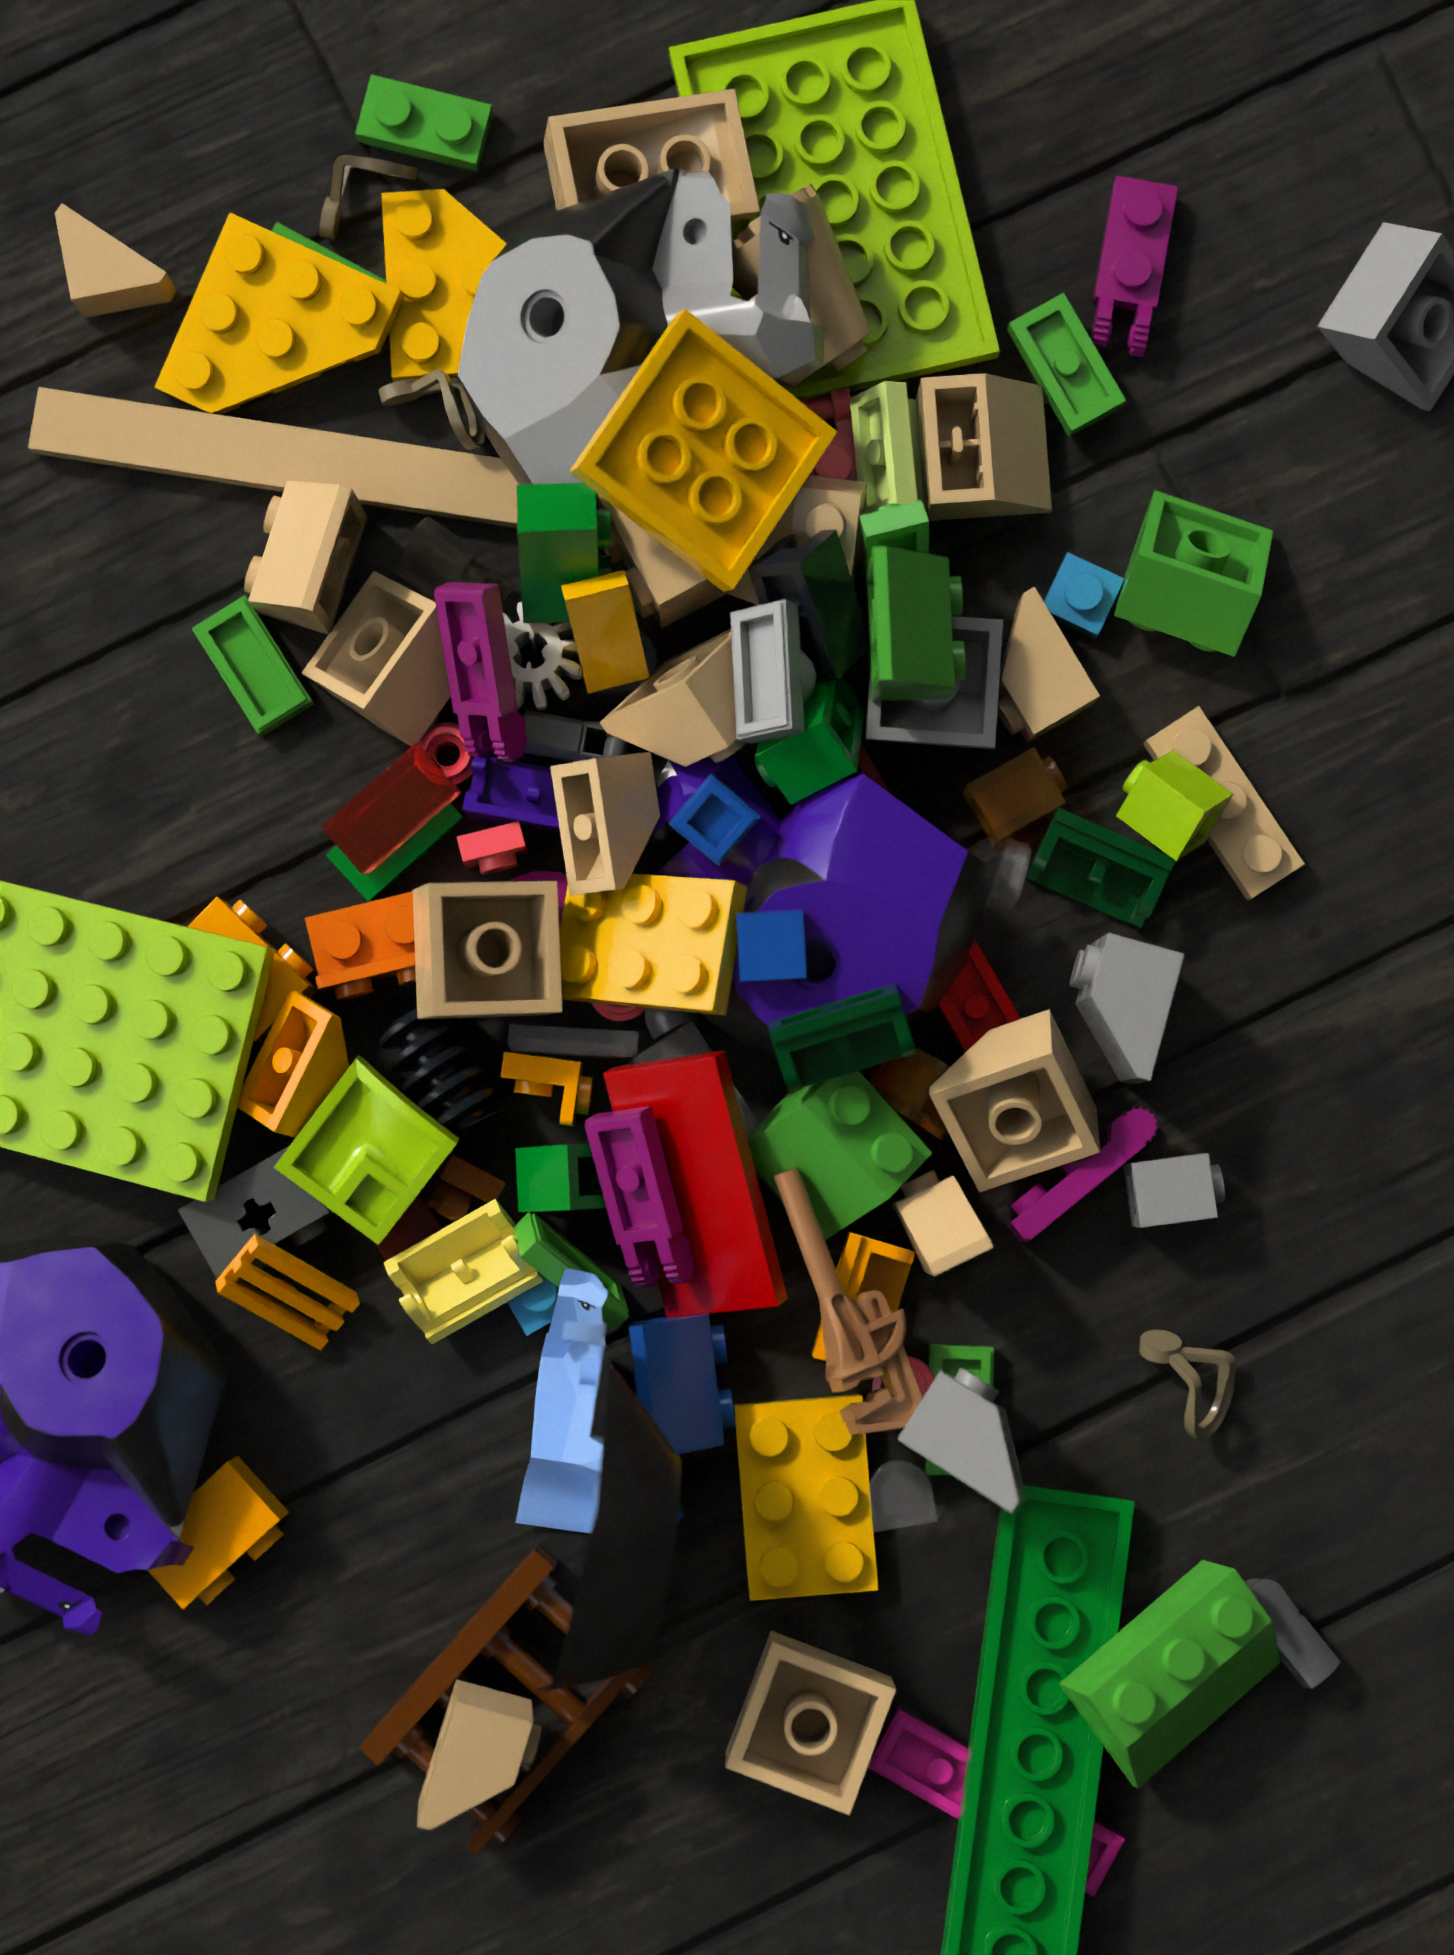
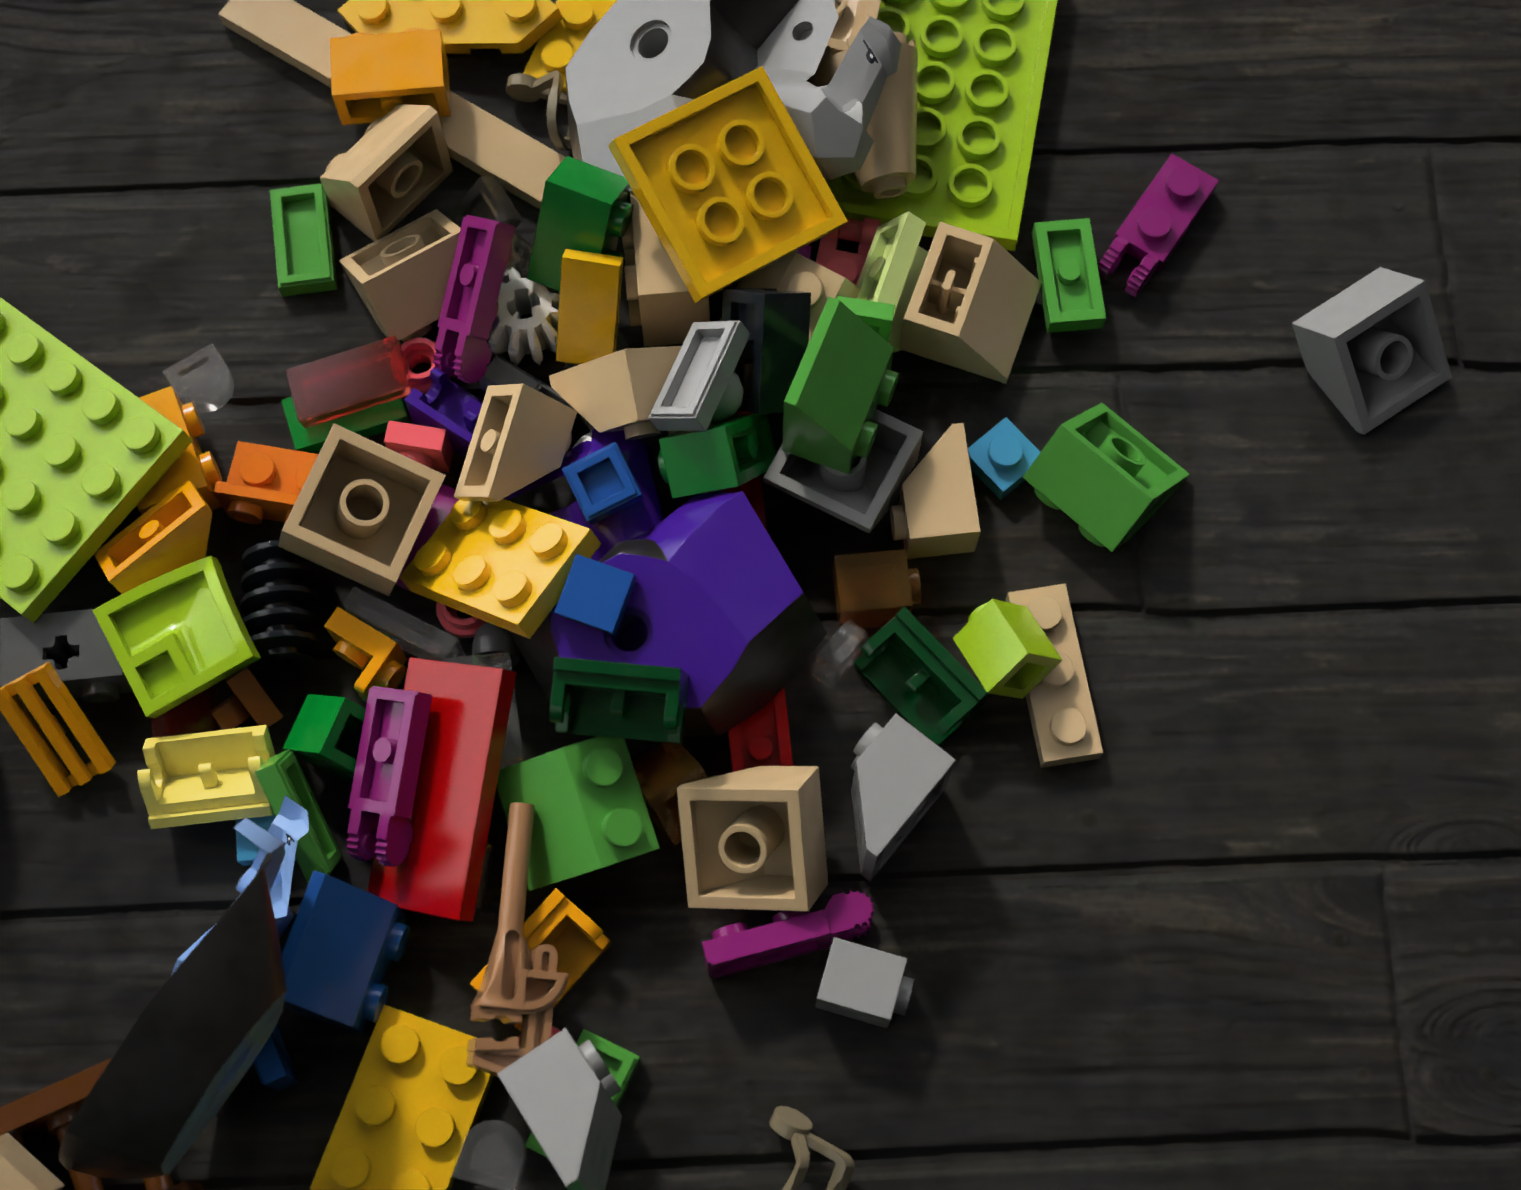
camera: 25 degrees right, 15 degrees down
(229, 866) = (202, 380): none -> clear tile
(260, 448) = (386, 70): none -> light orange brick
(940, 1222) = (639, 919): tan slope -> none

